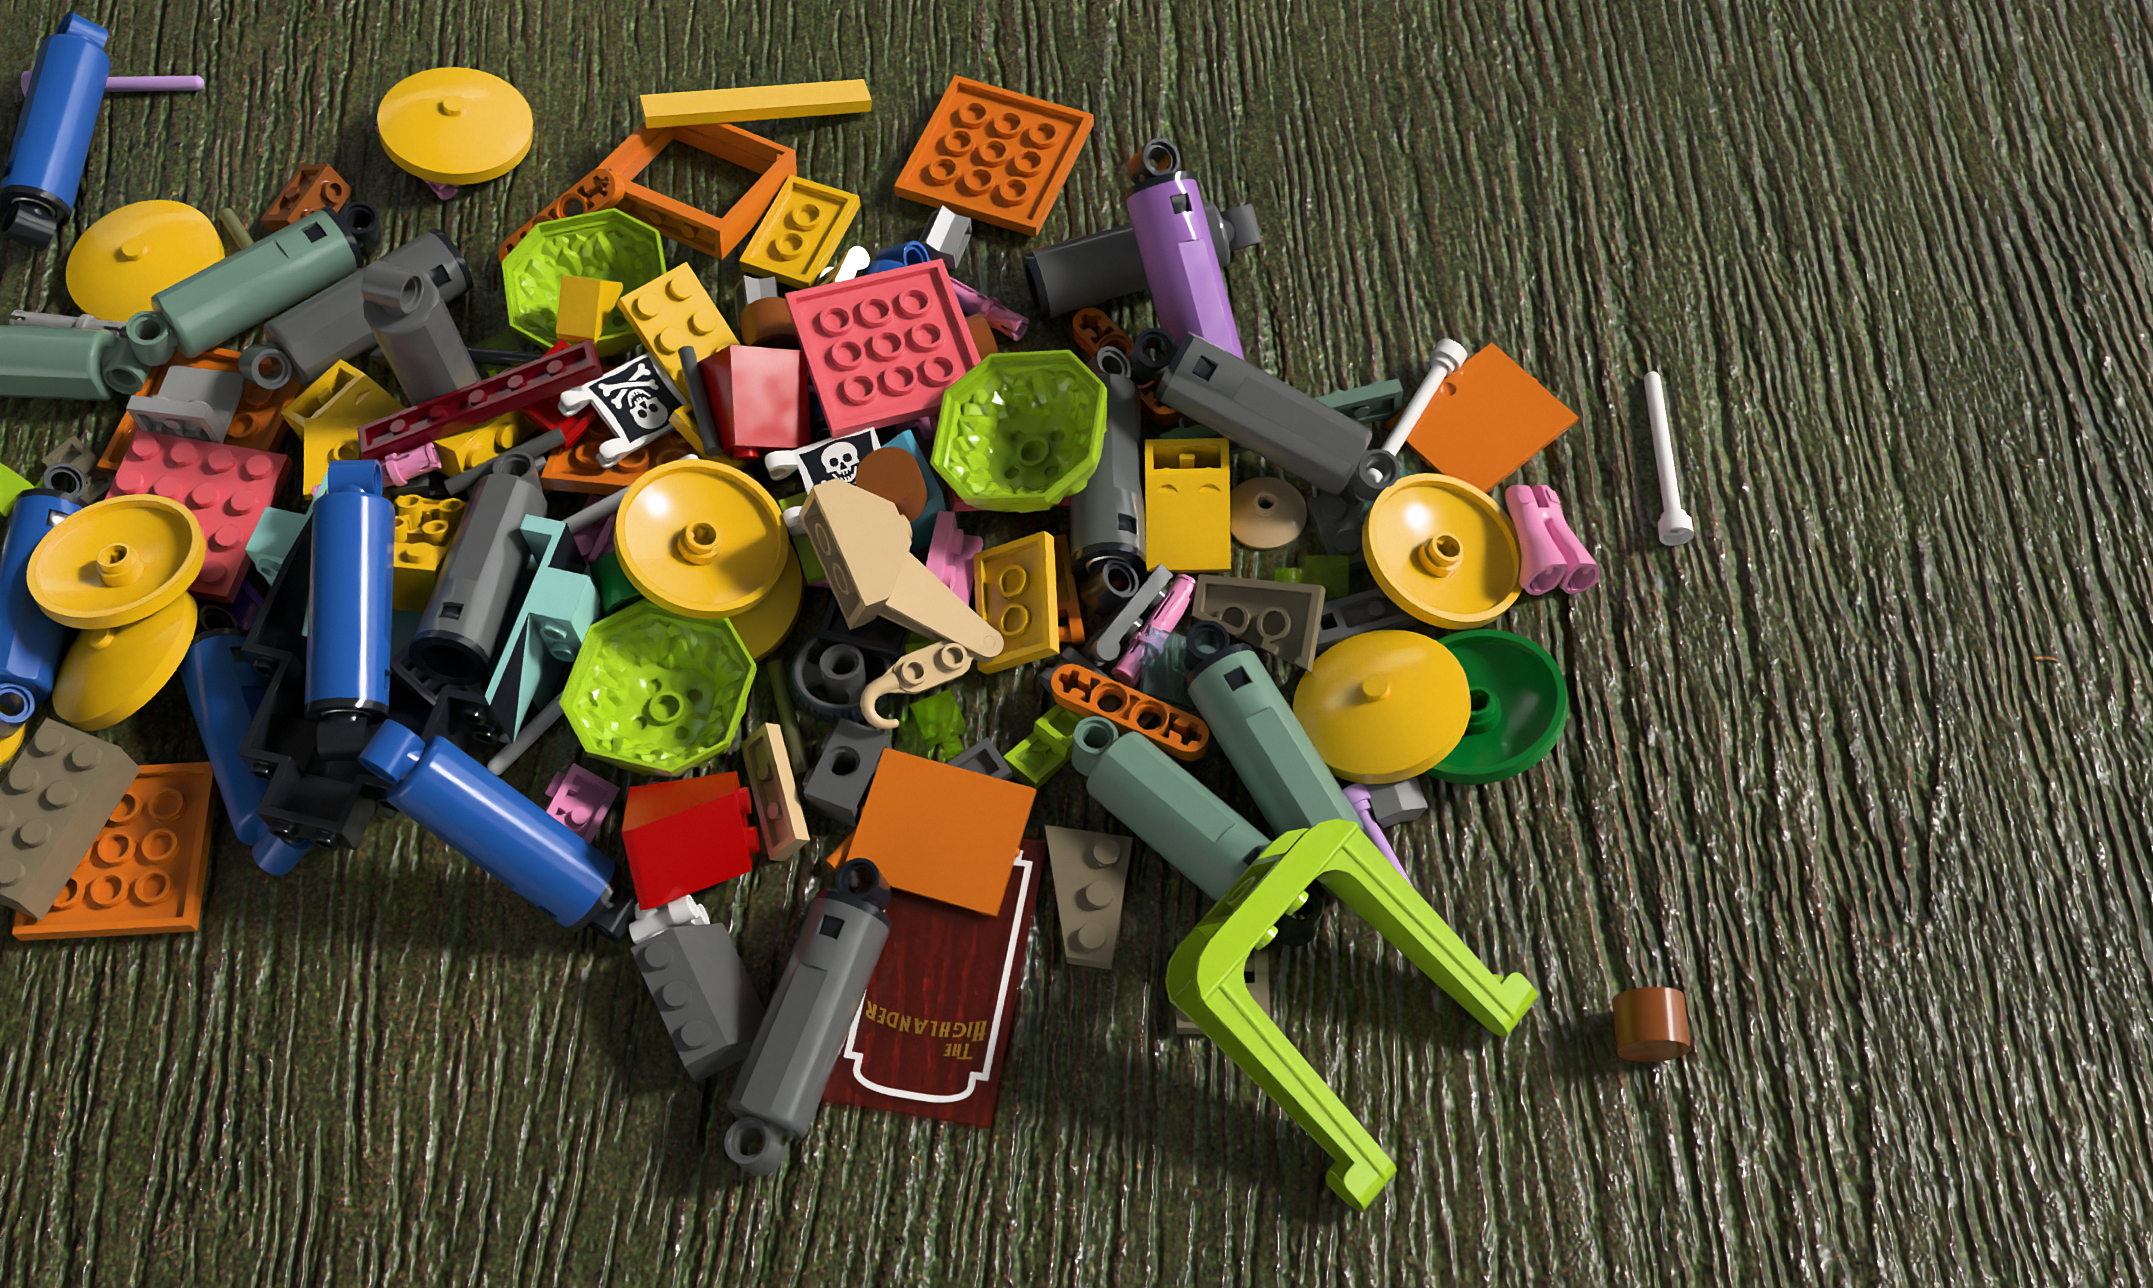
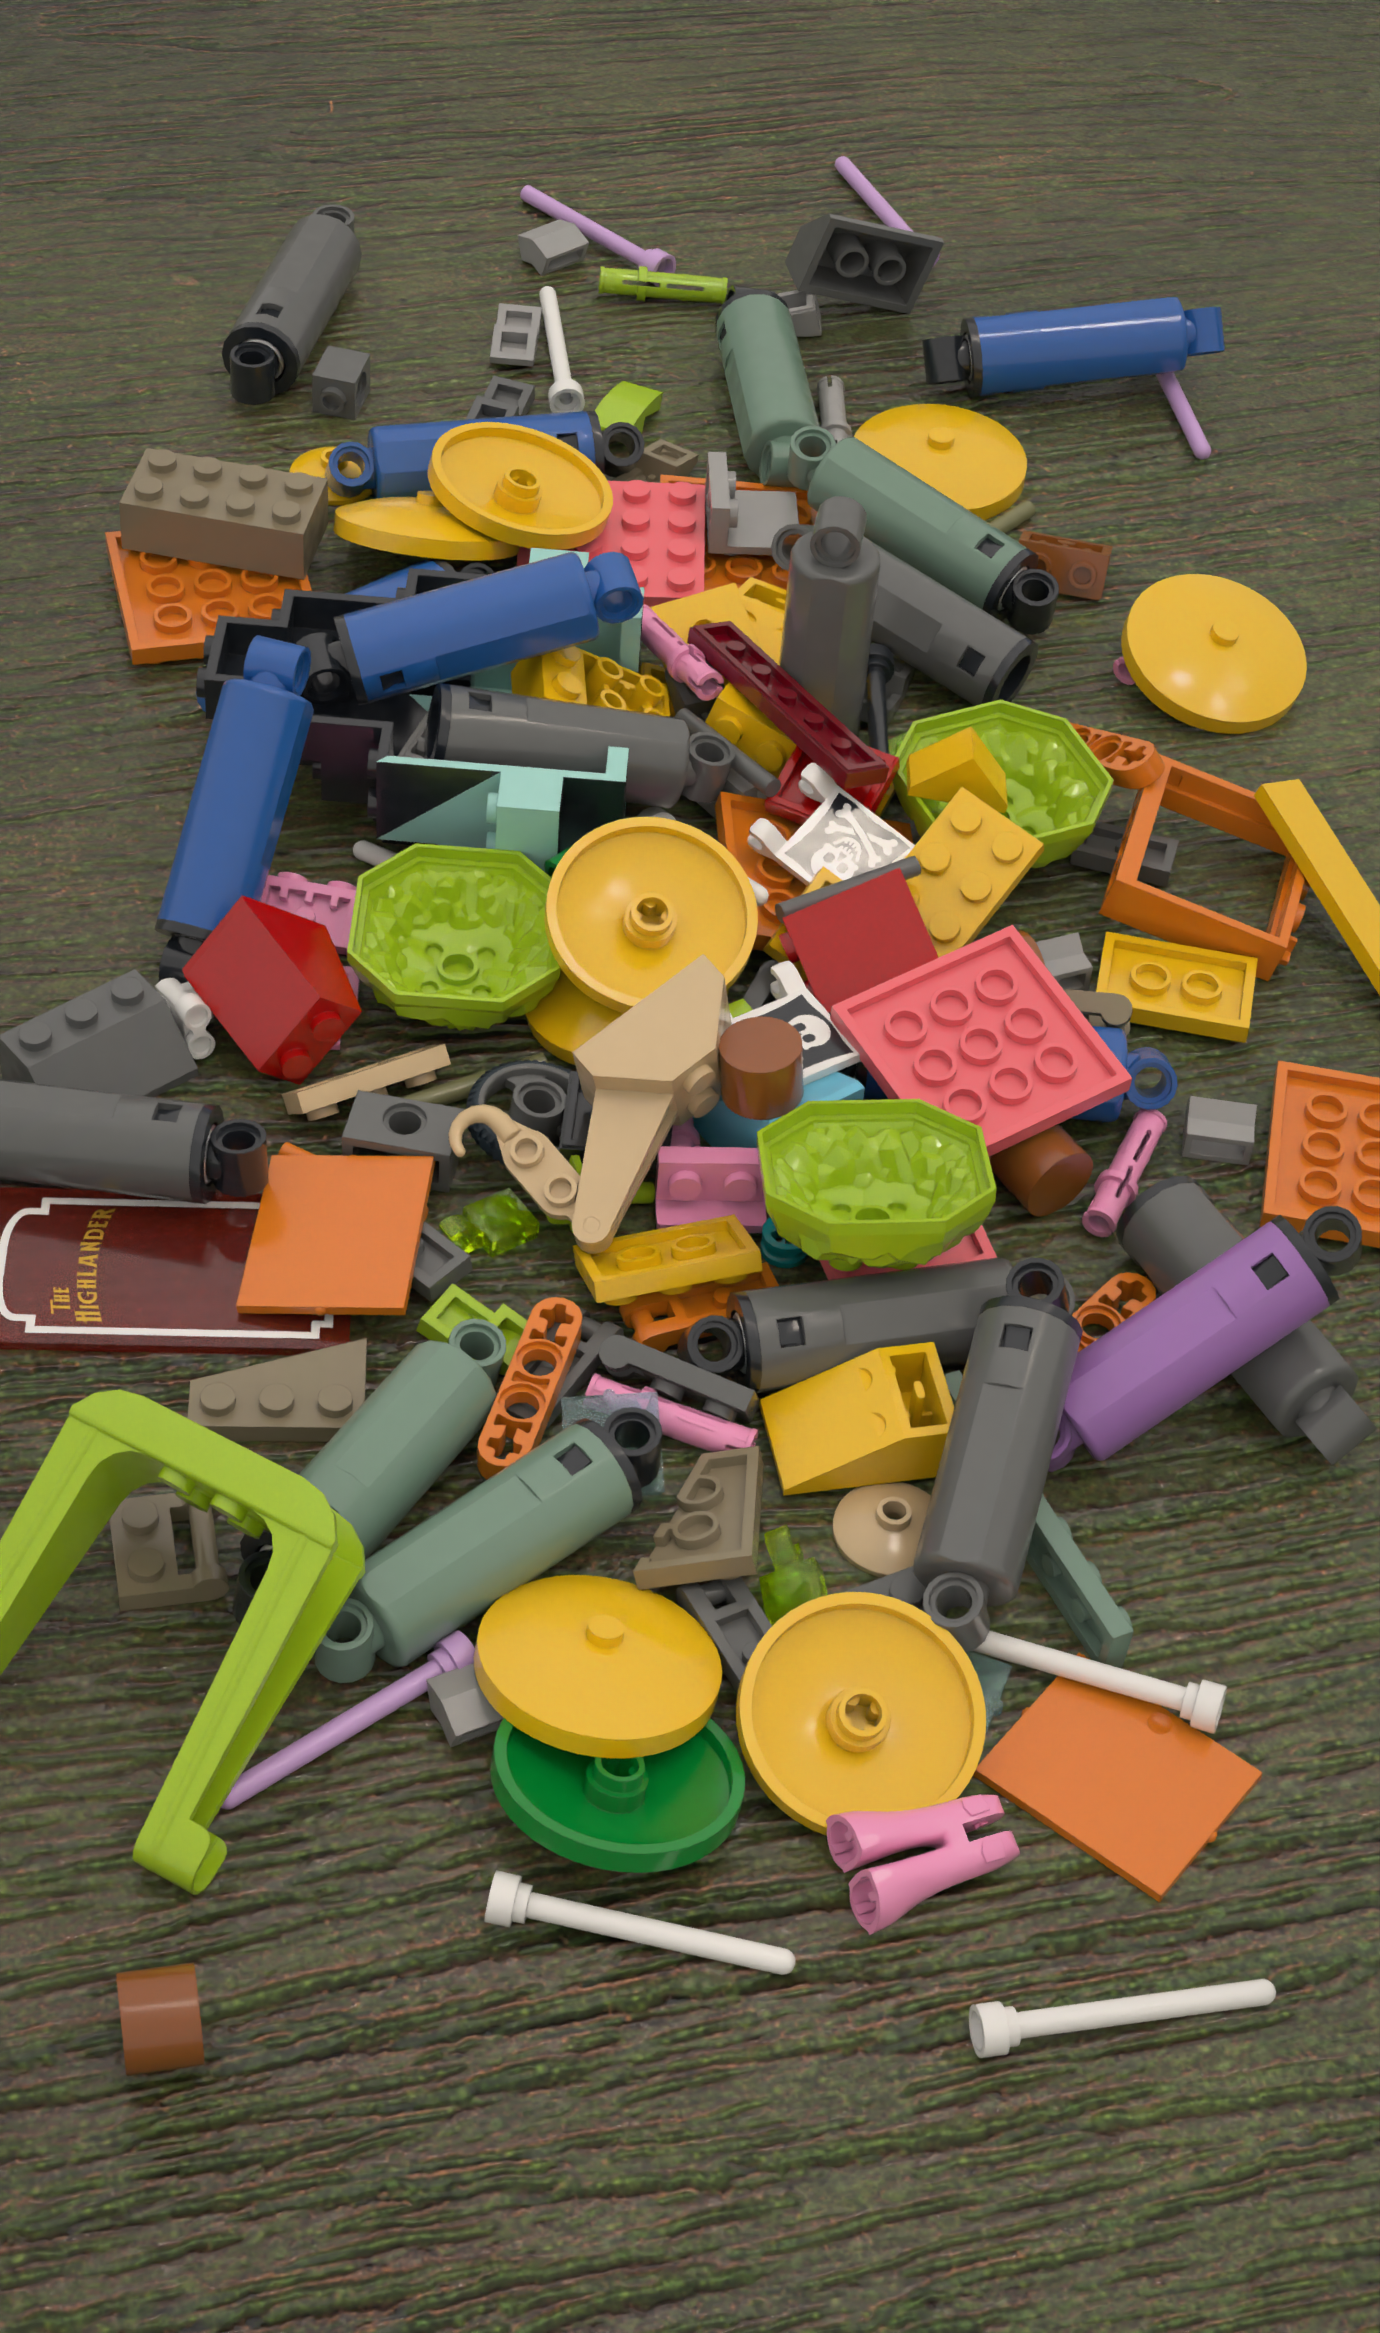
camera: 70 degrees right, 15 degrees down
(1003, 521) = (779, 1253): none -> teal bush
(1559, 792) = (515, 1901): none -> white piece

